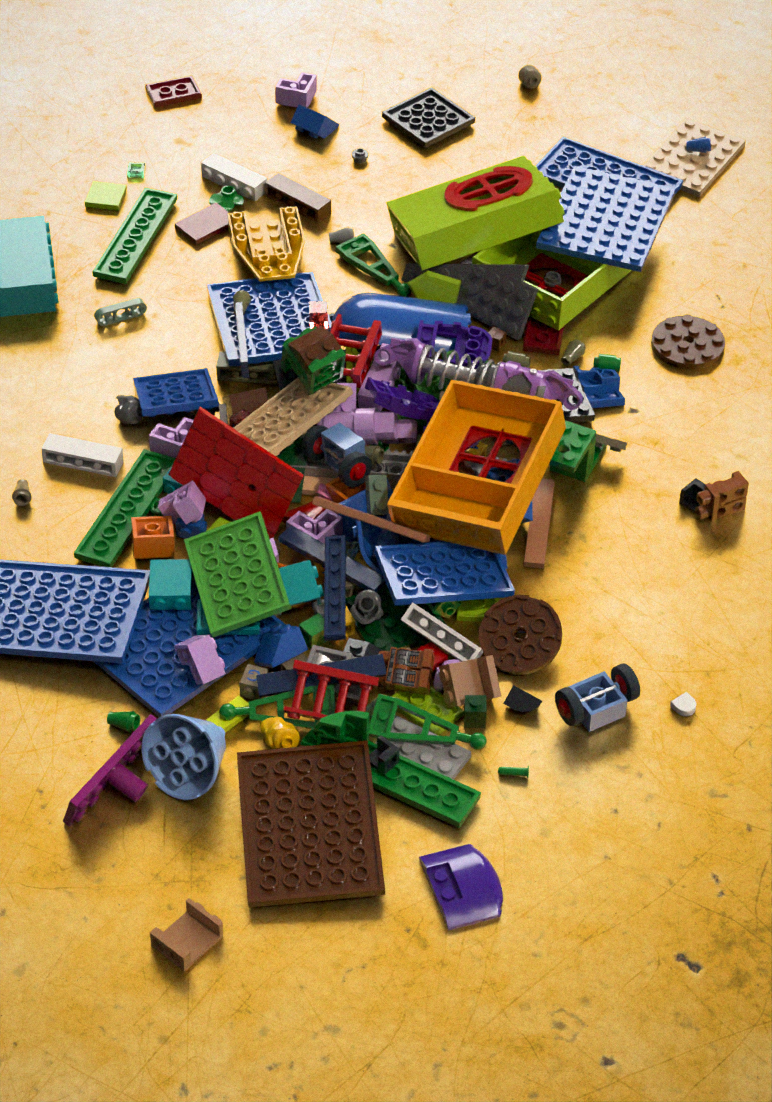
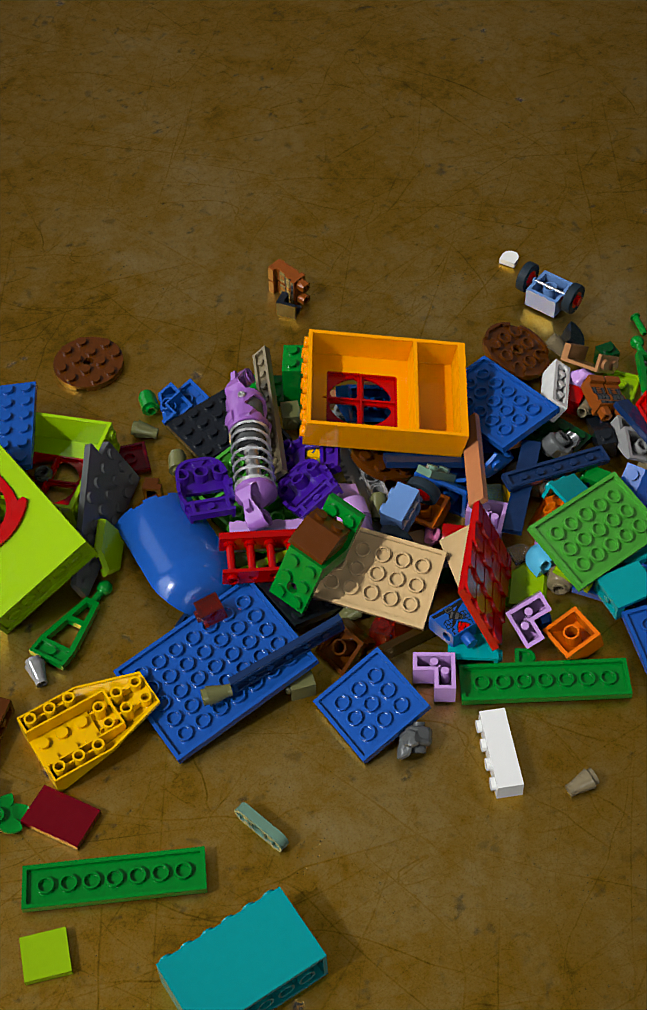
camera: 110 degrees left, 5 degrees up
(514, 676) = (555, 344): none -> dark tan cone

